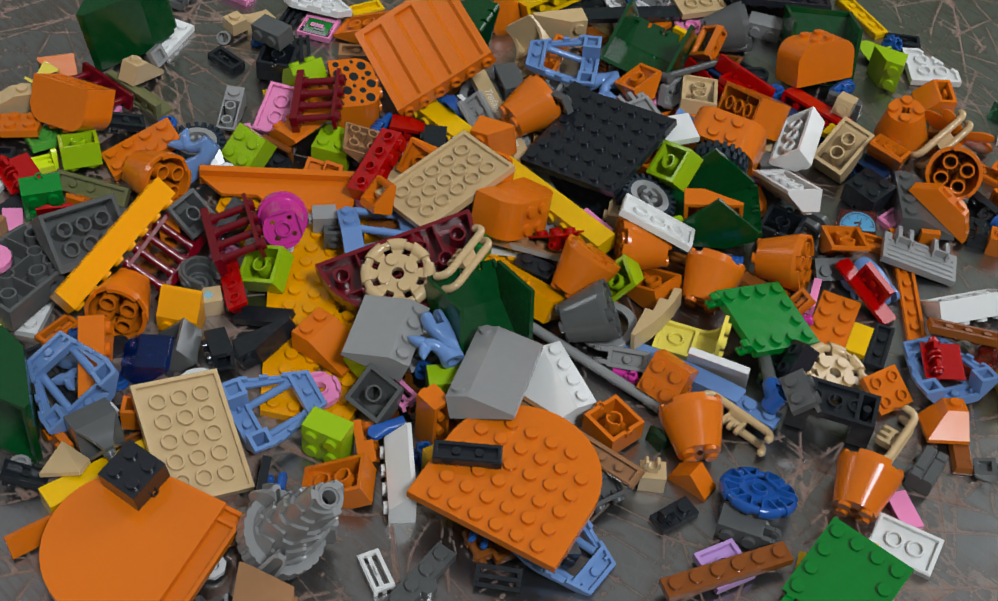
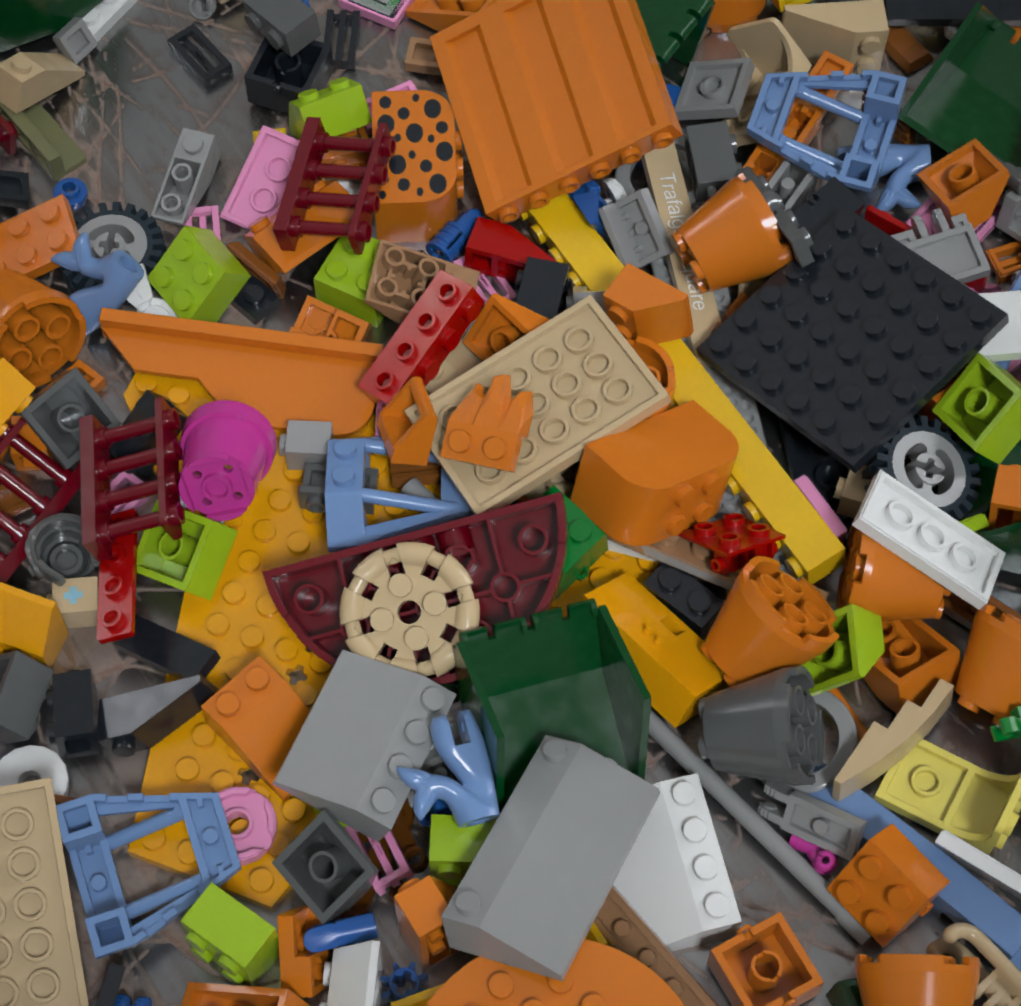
camera: 15 degrees right, 15 degrees up
(423, 190) = (489, 426): none -> orange plate
(466, 259) = (537, 605): tan piece -> none
(505, 53) = (714, 89): none -> light grey plate

